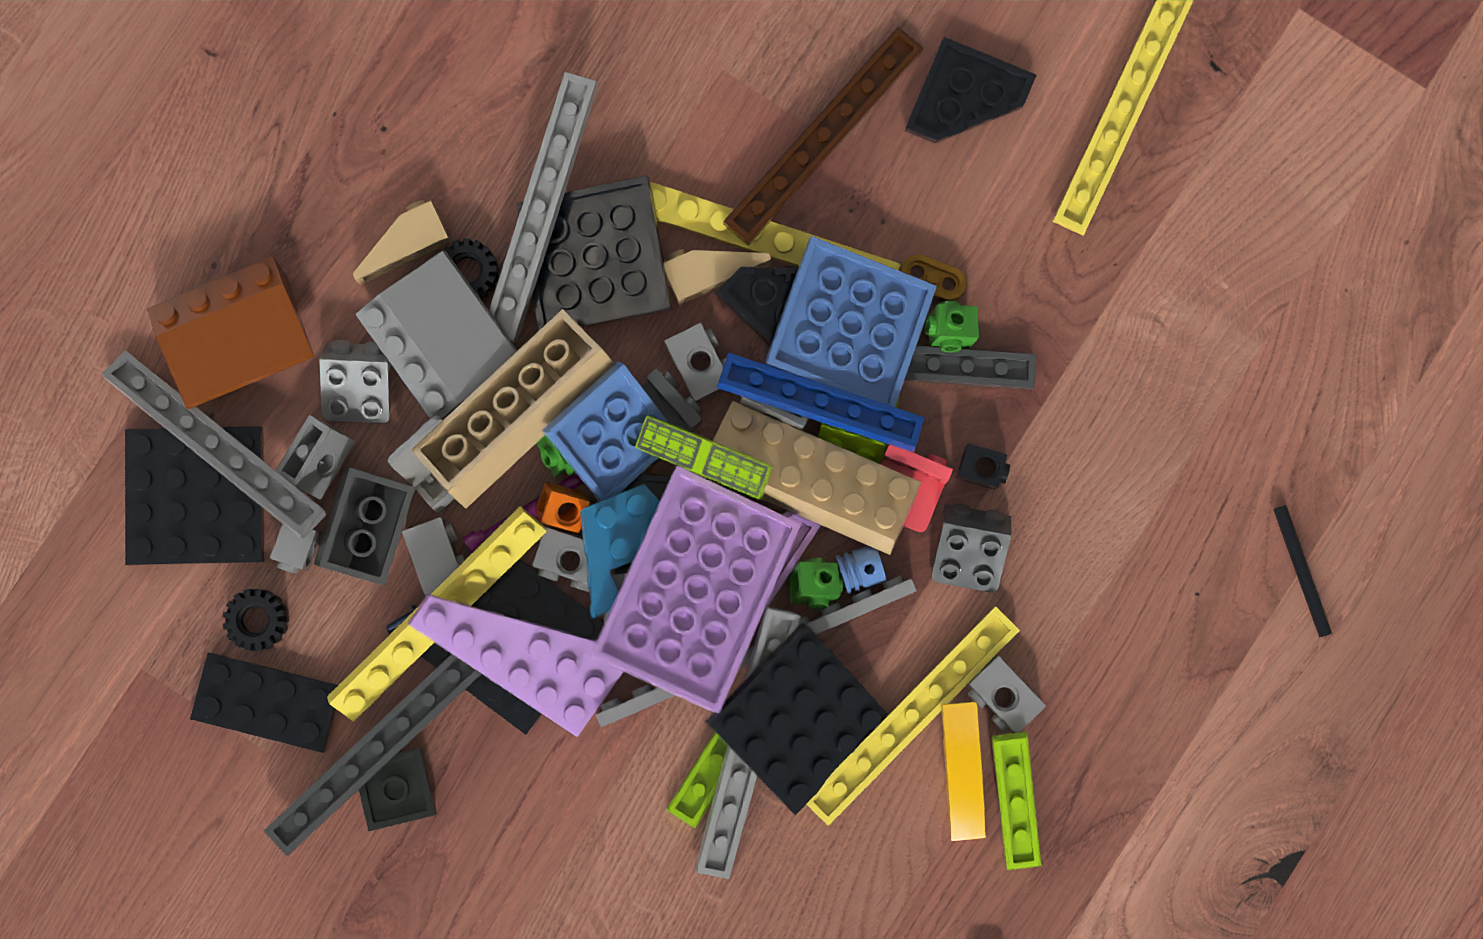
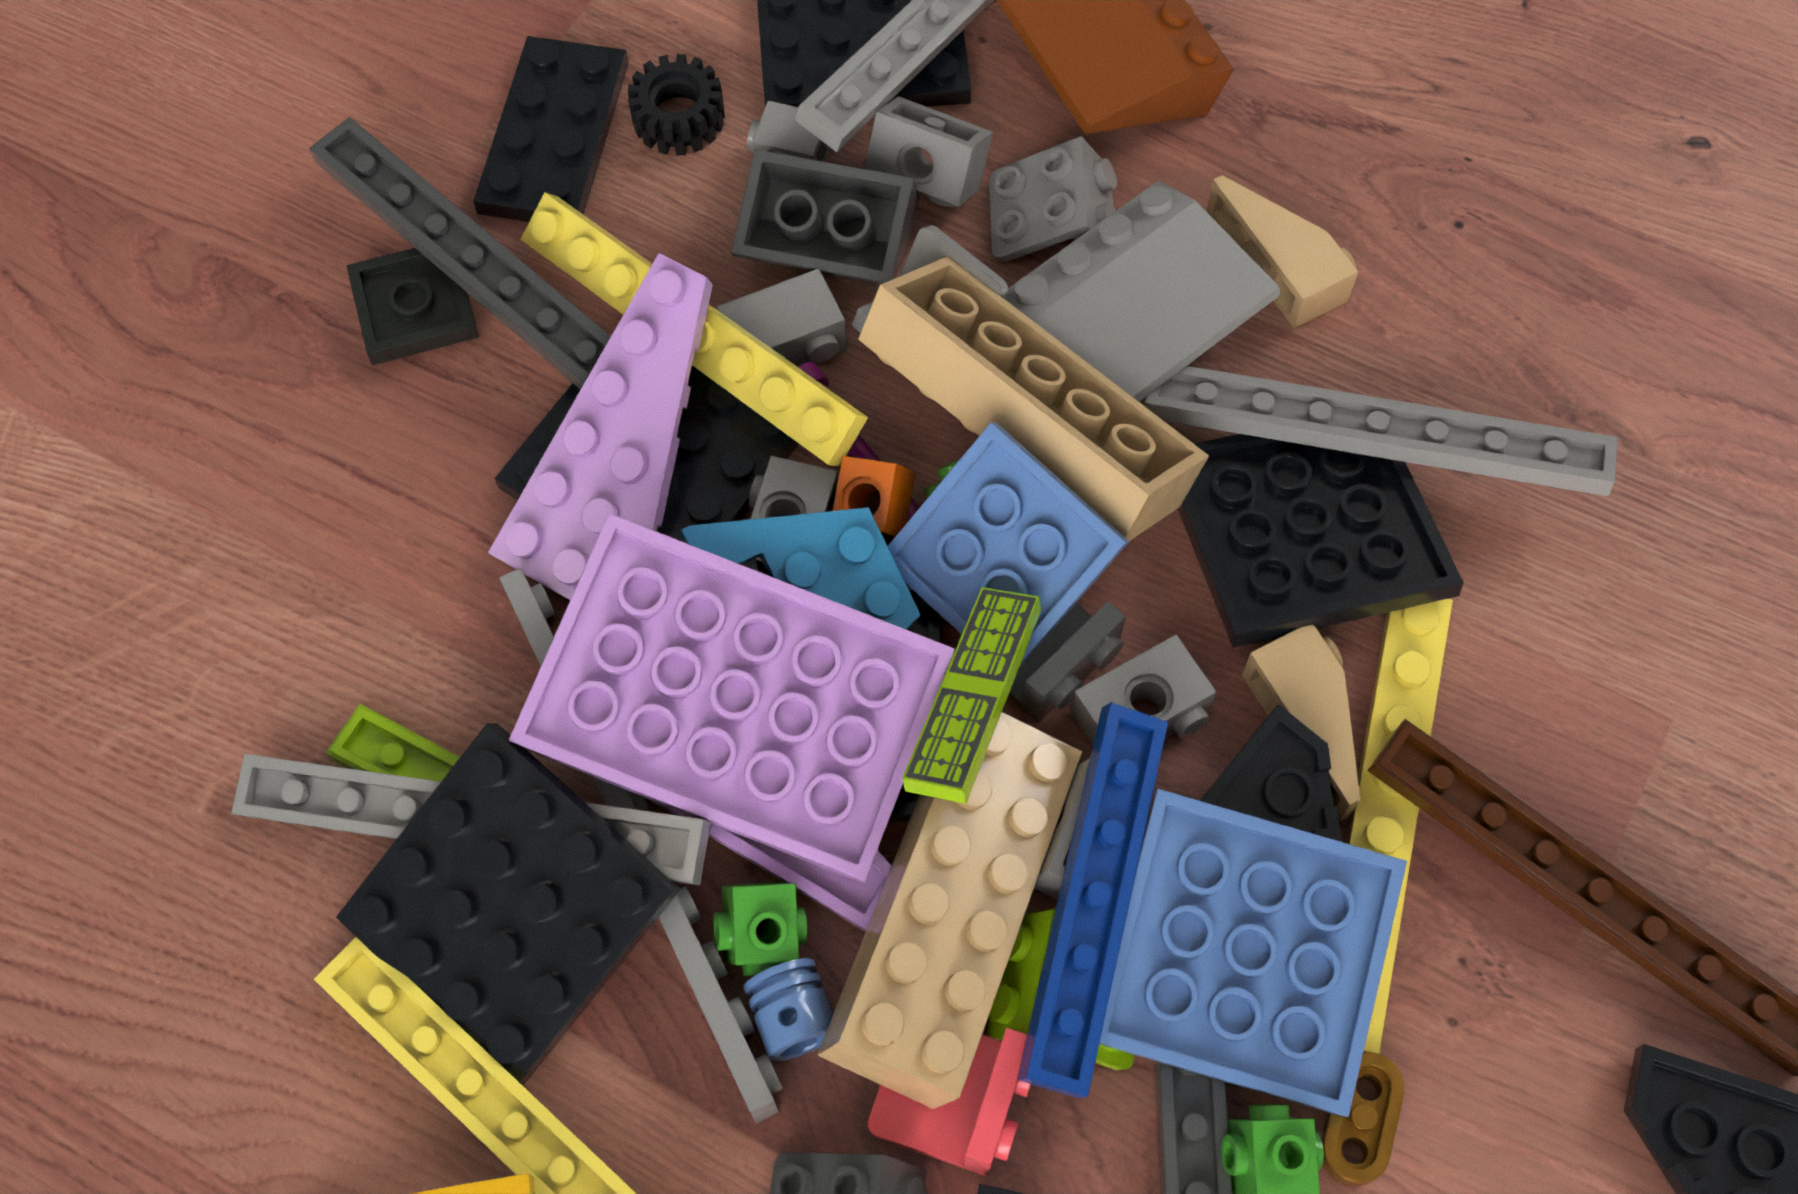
camera: 90 degrees right, 20 degrees down
(483, 256) = (1274, 326): black tyre -> none

